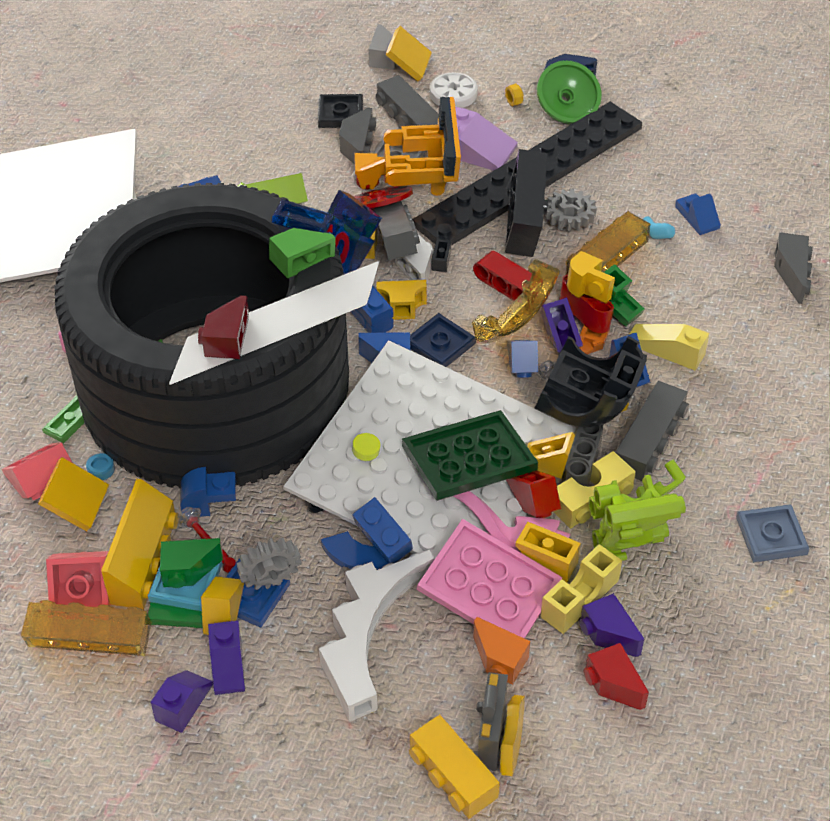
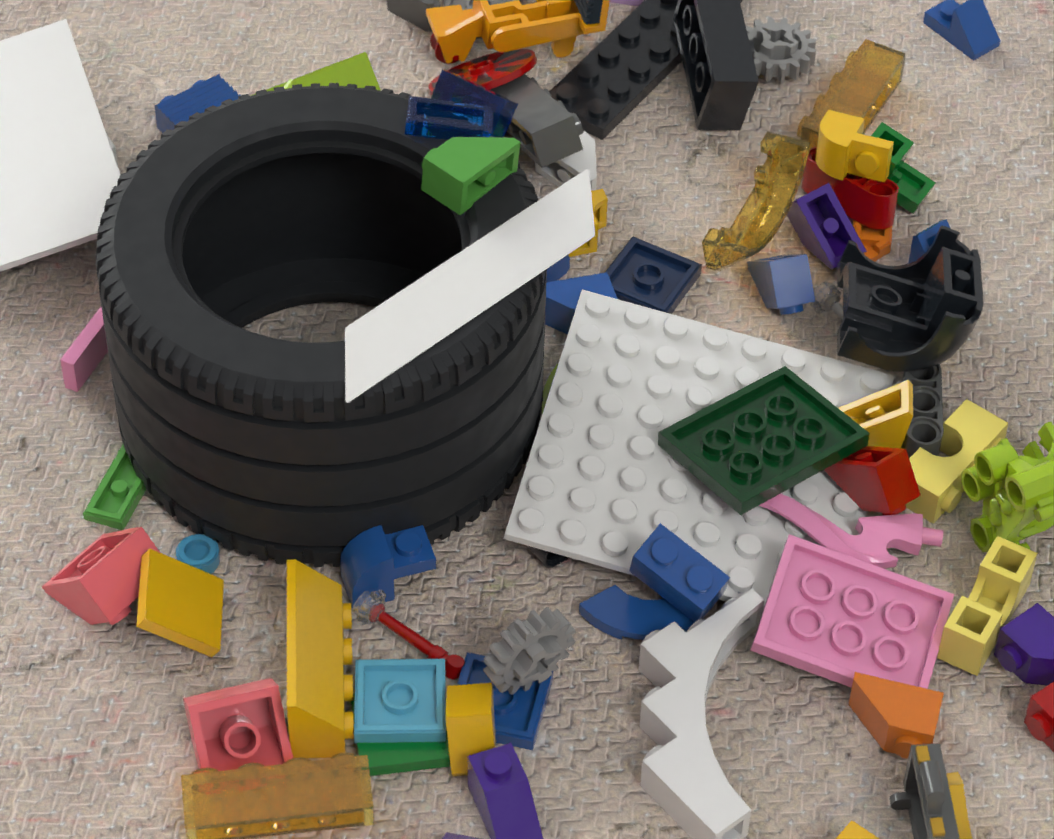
camera: 15 degrees left, 0 degrees up
(188, 560) = (402, 669): green slope -> none
(225, 330) = (407, 308): dark red slope -> none
(366, 446) = (609, 453): neon yellow tile -> none
(441, 255) = (606, 148): black piece -> none
(501, 274) = (711, 165): red beam -> none
(549, 549) = (925, 556): yellow slope -> none
(652, 428) = (1006, 355): dark grey brick -> none
(660, 230) = (918, 61): medium azure arm -> none
(673, 342) = (994, 225): light yellow slope -> none

